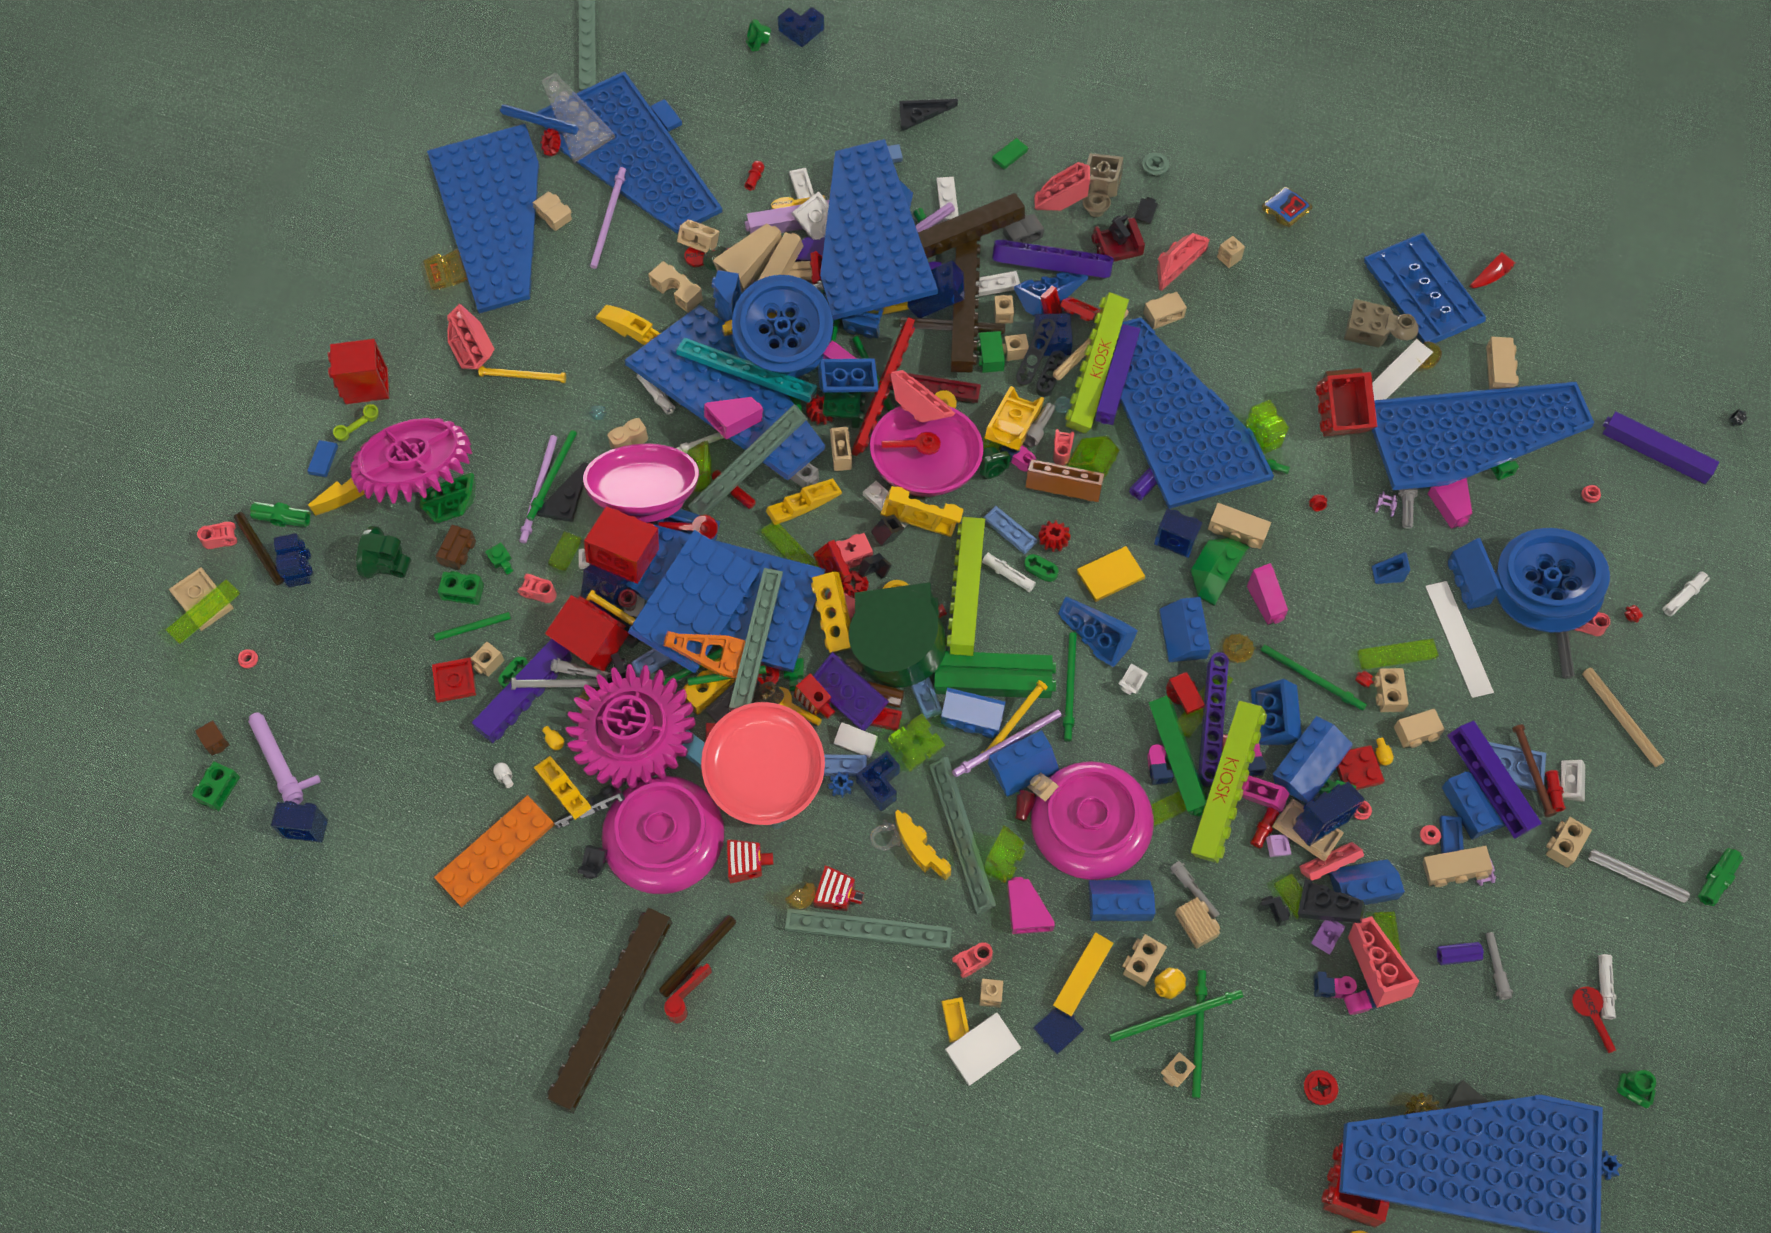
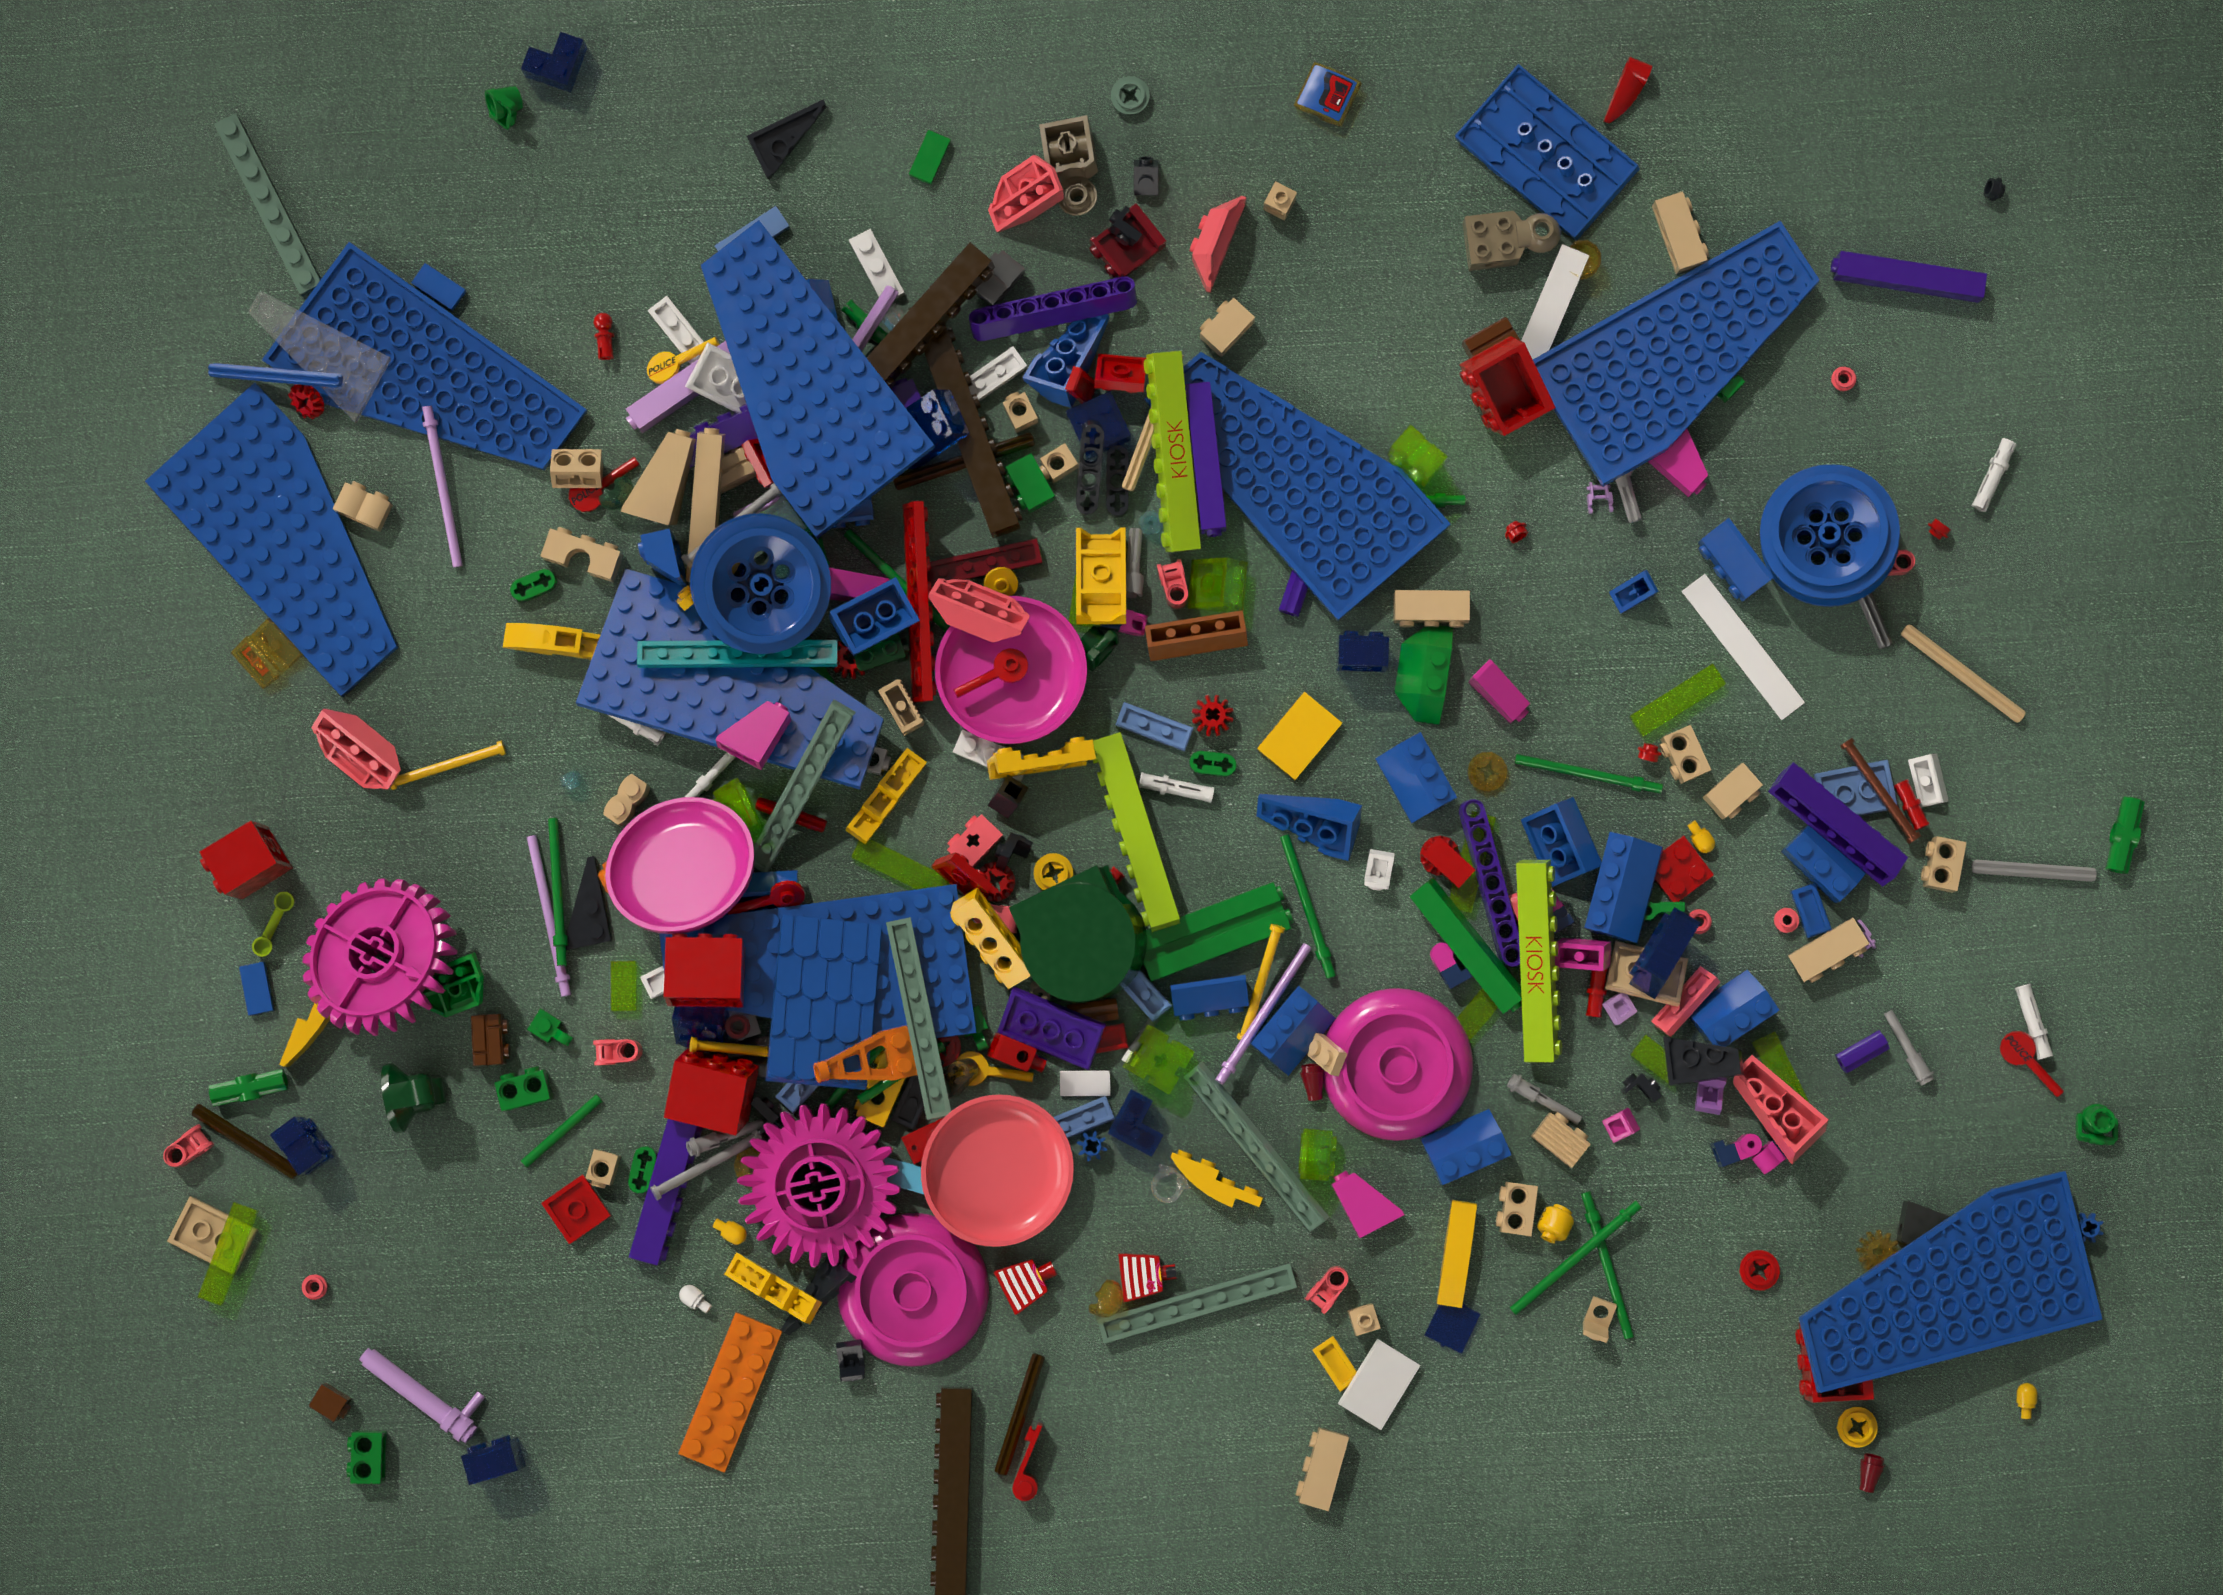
camera: 20 degrees left, 20 degrees up
(635, 294) = (535, 591): none -> green beam
(911, 1094) = (1322, 1468): none -> tan brick
(1248, 933) = (1621, 1125): none -> dark pink slope

